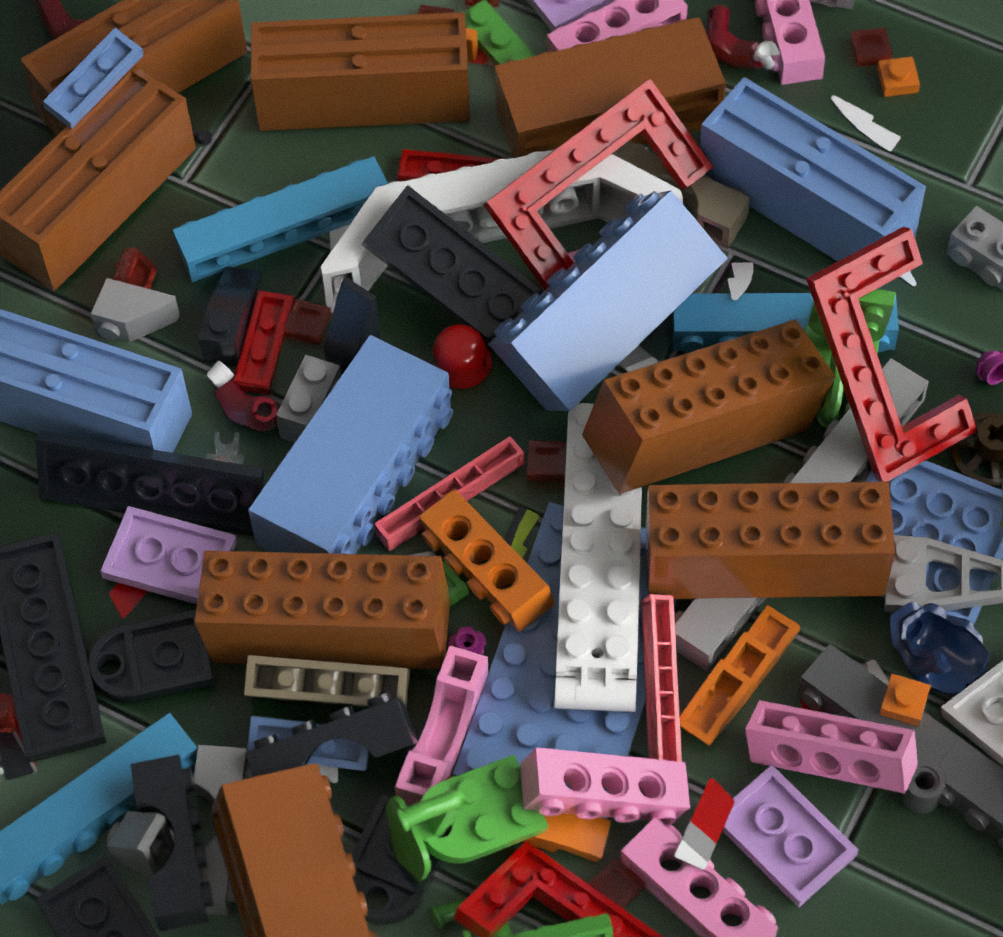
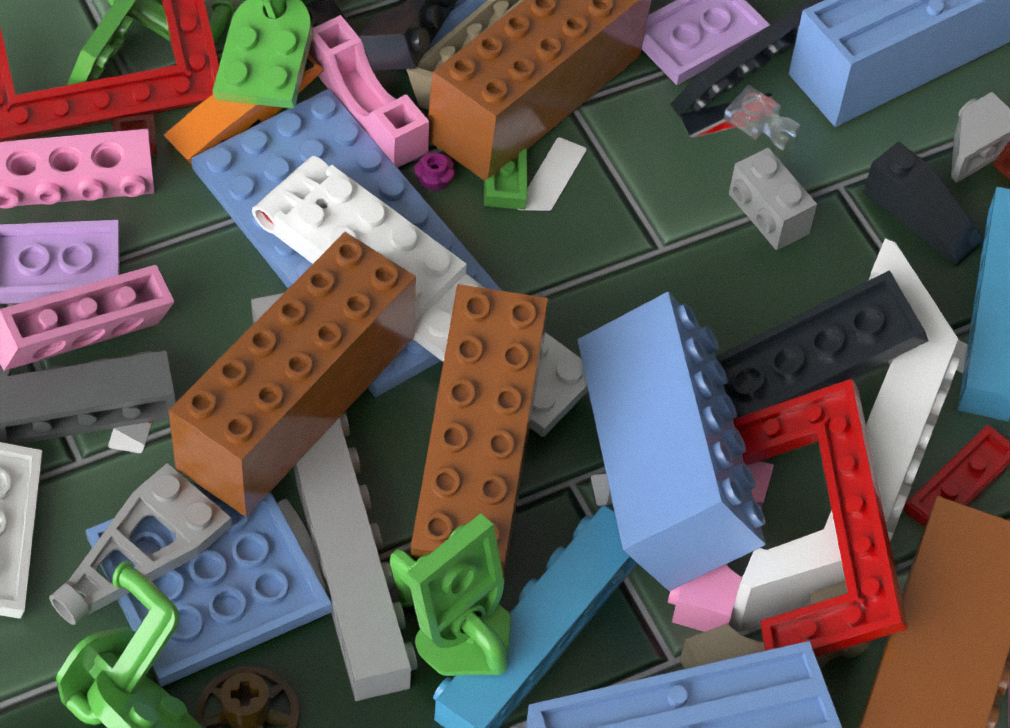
camera: 120 degrees right, 5 degrees down
(248, 411) = (812, 157): dark red arm -> none
(263, 342) = (871, 215): red tile -> none
(307, 322) = (861, 257): clear red tile -> none
(351, 324) = (809, 253): black slope -> none
(353, 454) = (679, 180): medium blue brick -> none
(456, 518) = (494, 211): orange brick -> none
(462, 353) = (730, 321): red helmet -> none
(467, 480) = (590, 245): coral piece -> none
(520, 529) = (499, 266): lime sticker -> none
(546, 461) = (565, 328): clear red plate -> none
(660, 780) = (206, 167): bright pink brick -> none
(661, 678) = (244, 247): coral piece -> none
(705, 825) = (111, 199): sticker -> none
(738, 675) = (213, 303): orange slope -> none
(742, 278) = (619, 614): white sticker -> none
(836, 294) = (445, 517): plate -> none
(905, 700) = (65, 401): orange plate -> none
(938, 647) = (93, 479): dark blue hair -> none

